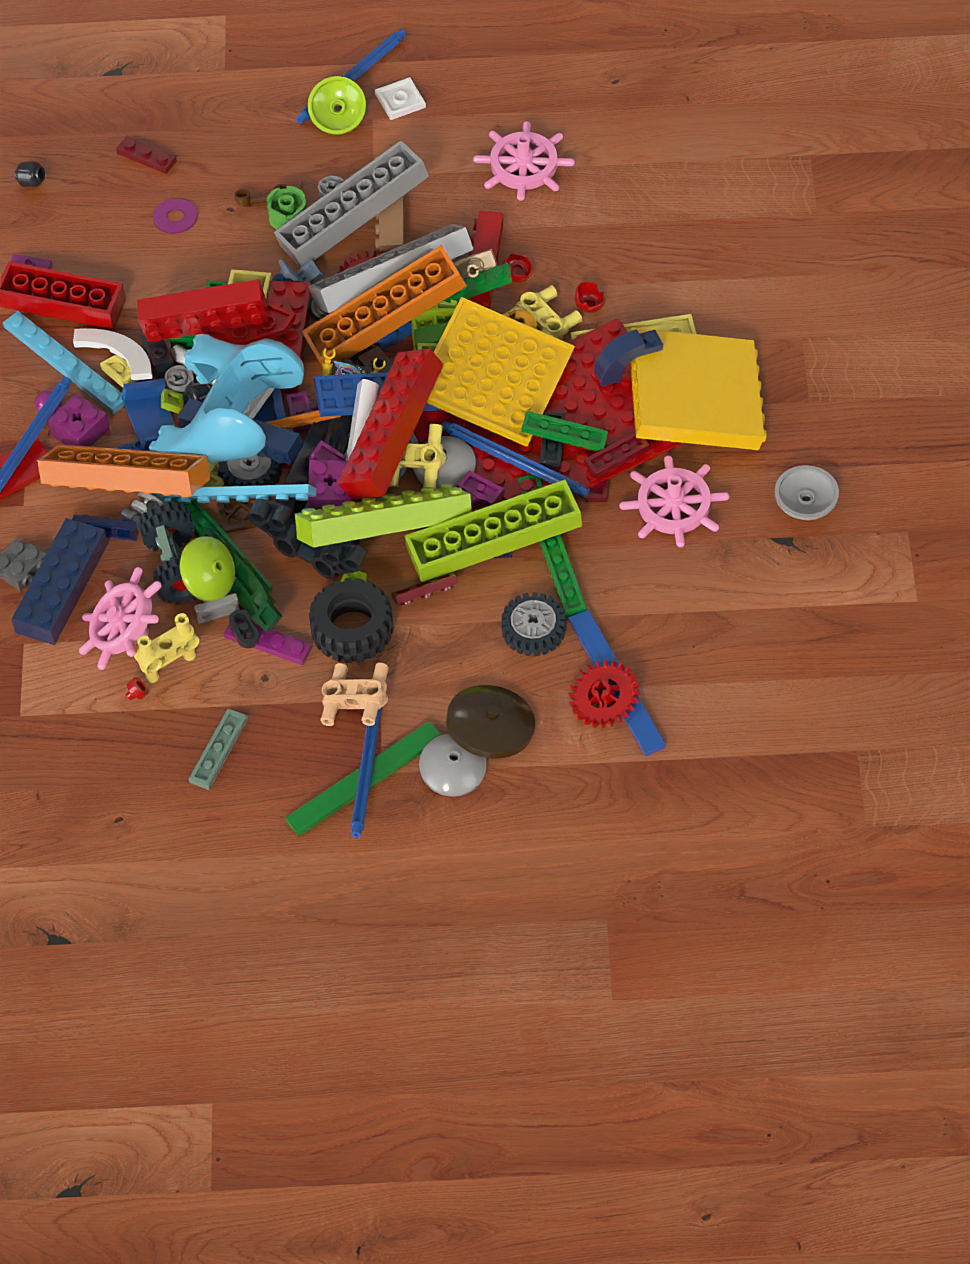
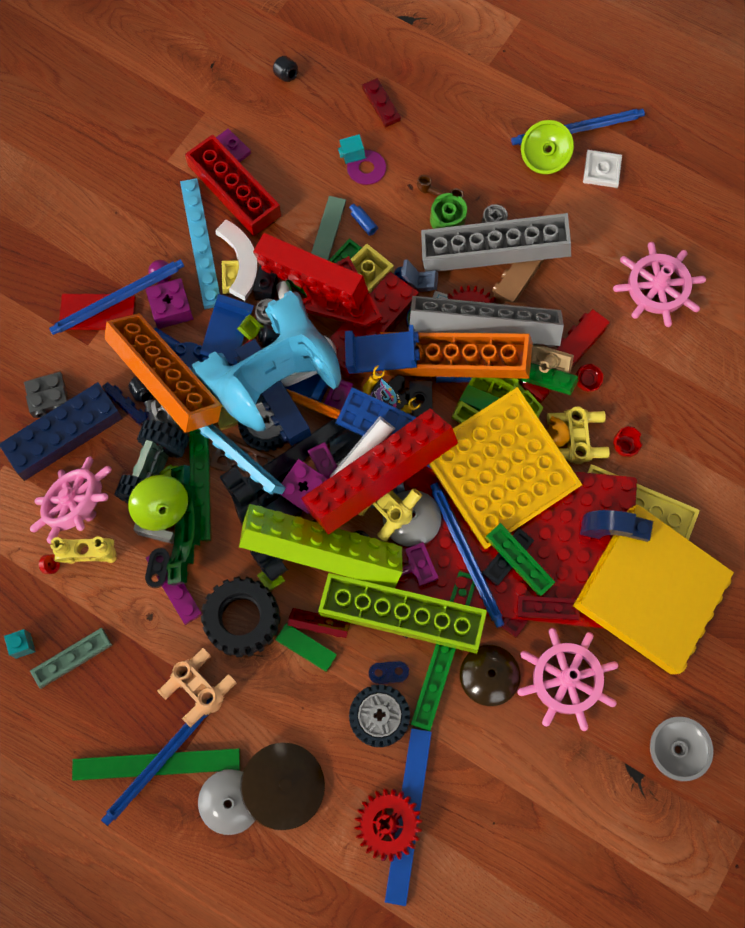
camera: 30 degrees right, 15 degrees up
(109, 504) = (139, 391): none -> black head
(151, 205) = (351, 149): none -> teal brick
(163, 761) = (19, 644): none -> teal brick
(176, 272) = (329, 227): none -> sand green tile
(208, 258) = (363, 219): none -> blue cylinder
(329, 332) = (387, 350): none -> blue panel
(427, 615) = (306, 647): none -> green tile
(515, 588) = (389, 674): none -> clear blue plate
(602, 550) = (487, 689): none -> dark brown dish

